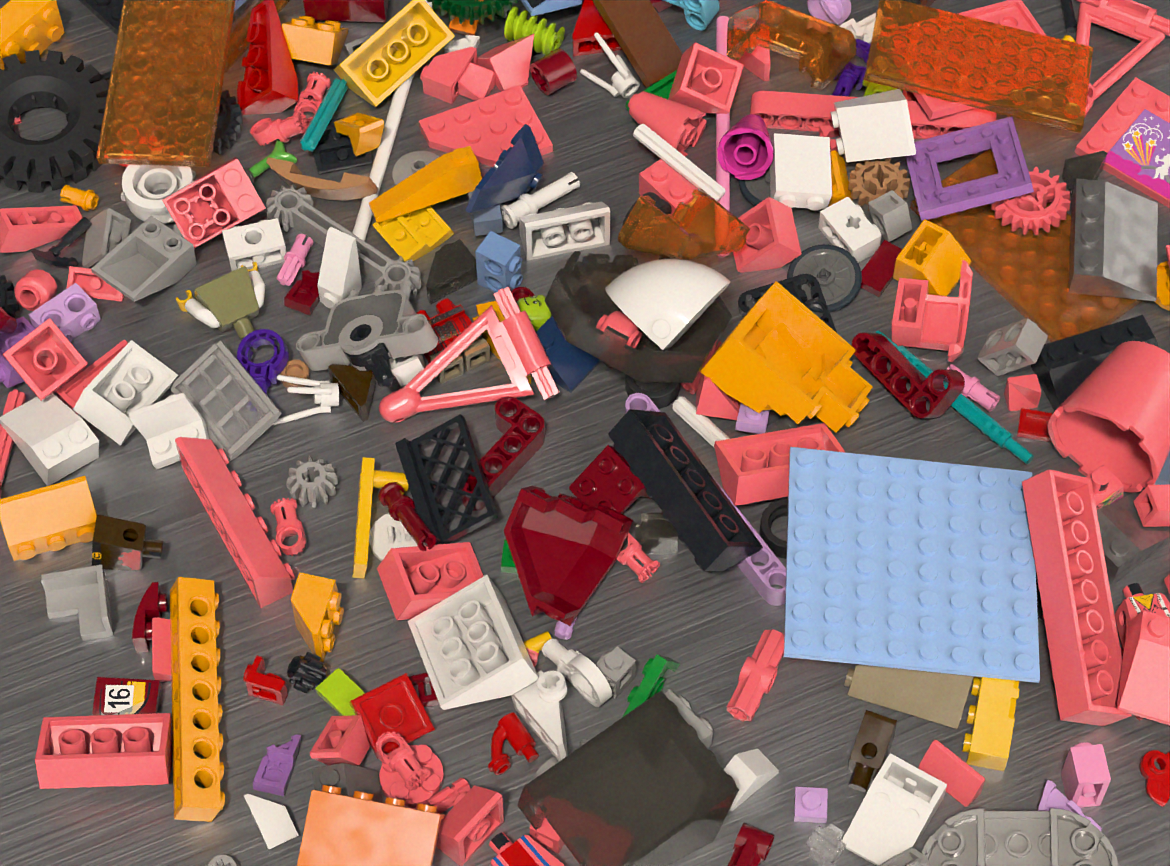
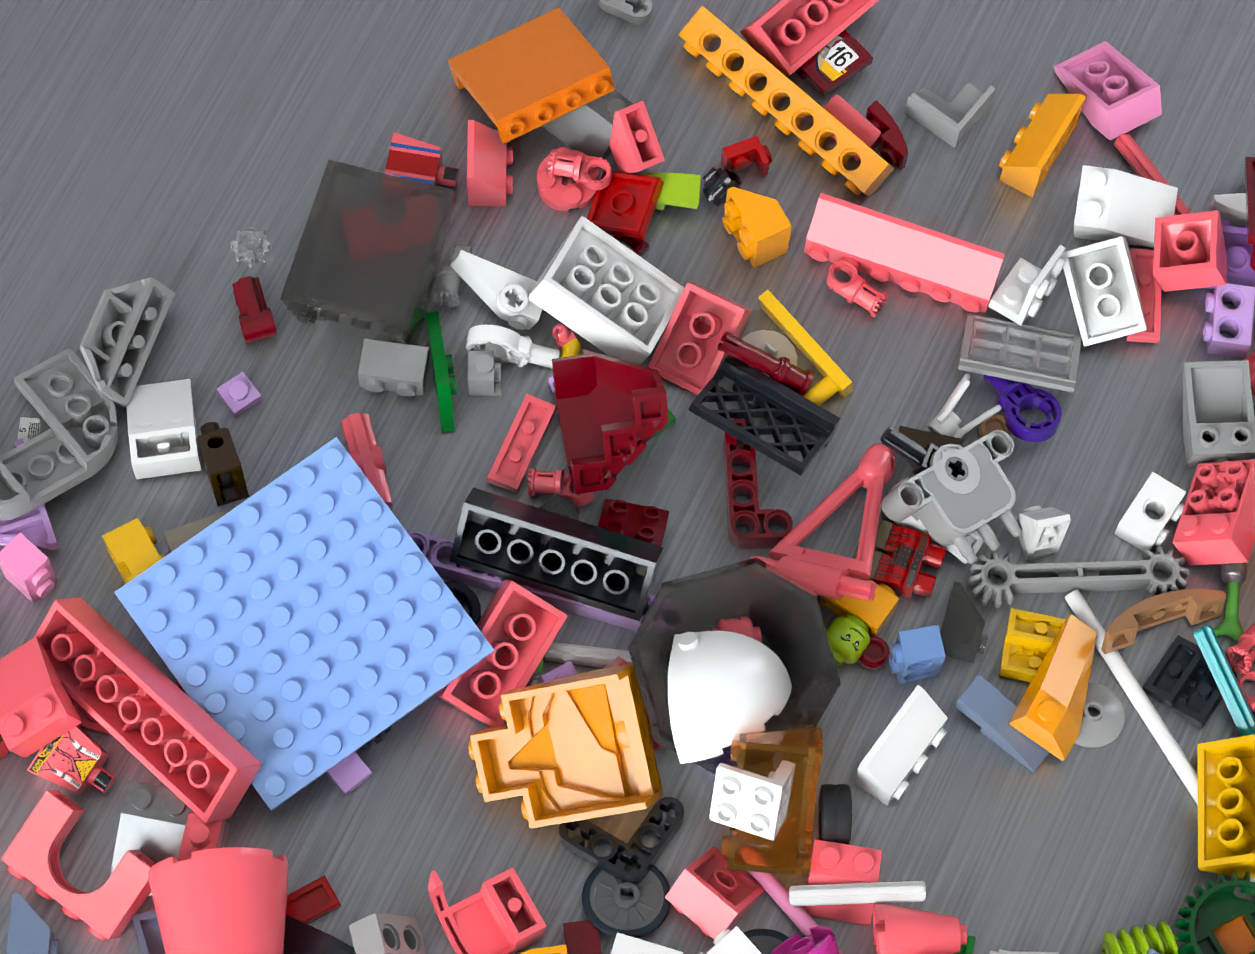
camera: 135 degrees right, 10 degrees up
(122, 544) = (966, 166): dark brown torso -> none
(228, 301) = (1111, 440): olive torso -> none
(271, 820) = (639, 66): white slope -> none
(277, 767) = (674, 108): medium lavender slope -> none
(294, 260) = (1104, 529): bright pink axle -> none
(304, 293) = (1066, 501): dark red slope -> none
(312, 482) = (879, 352): light grey gear -> none
(363, 131) = (1179, 690): light orange slope -> none
(444, 71) = (1167, 833): coral slope -> none
(447, 796) = (526, 179): coral axle -> none
(469, 41) = (1186, 881): white tile -> none
(476, 82) = (1135, 849): coral slope -> none
(485, 126) = (1070, 812): coral wing -> none
(509, 62) = (1130, 894): coral slope -> none
(512, 174) = (992, 755): dark blue wedge -> none
(520, 739) = (527, 266): red plant -> none
(531, 203) = (958, 754): white pin -> none
(553, 71) = (1075, 916): dark red piece -> none
(631, 604) = (521, 443): none -> coral plate
(705, 226) = (751, 800): none -> white bracket
(750, 773) = (308, 376): white slope -> none
(826, 844) = (198, 363): clear gear -> none
(902, 370) = (467, 838): dark red beam -> none
(961, 779) = (143, 504): coral slope -> none
(973, 414) = (406, 863): teal axle -> none
(976, 391) = (397, 887): bright pink pin -> none
(1022, 392) = (350, 913): coral slope -> none

